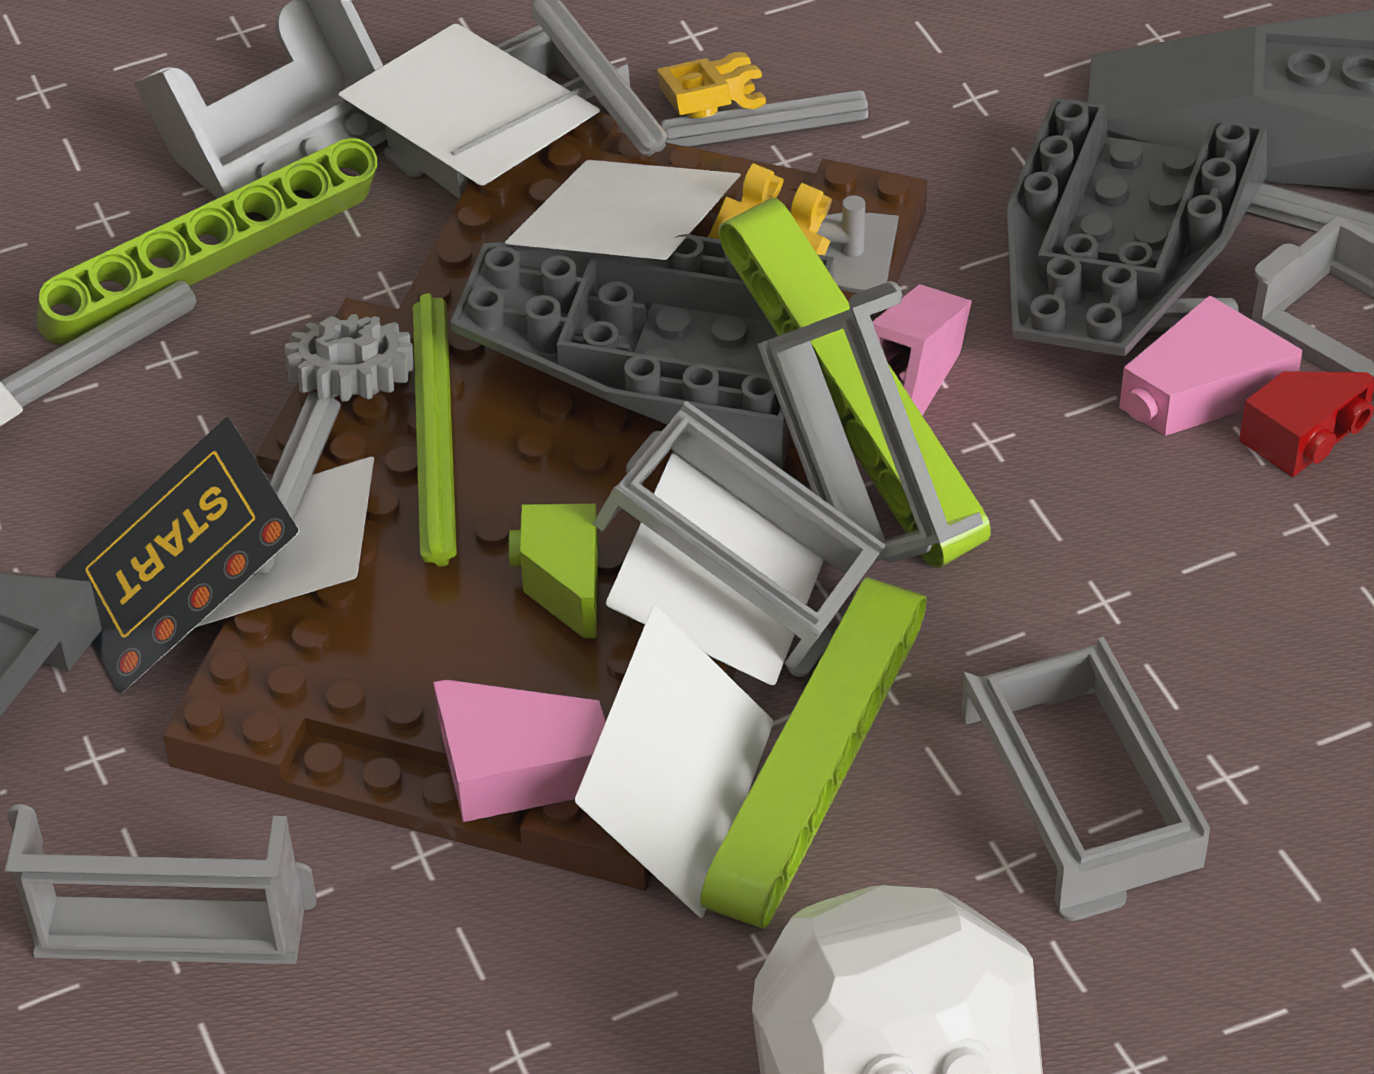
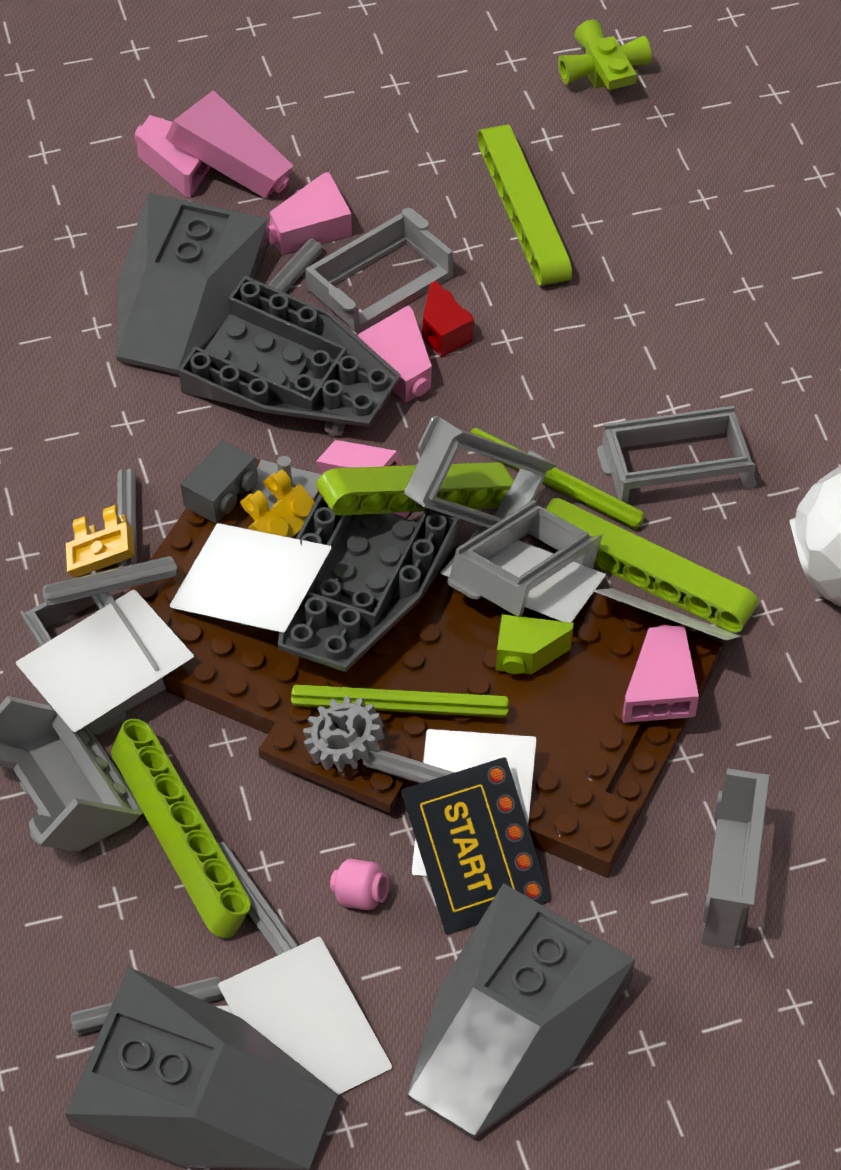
camera: 85 degrees left, 5 degrees up
(121, 447) = (360, 884): none -> bright pink head
(823, 155) = (217, 481): none -> dark grey brick
(991, 612) = (583, 492): none -> lime axle

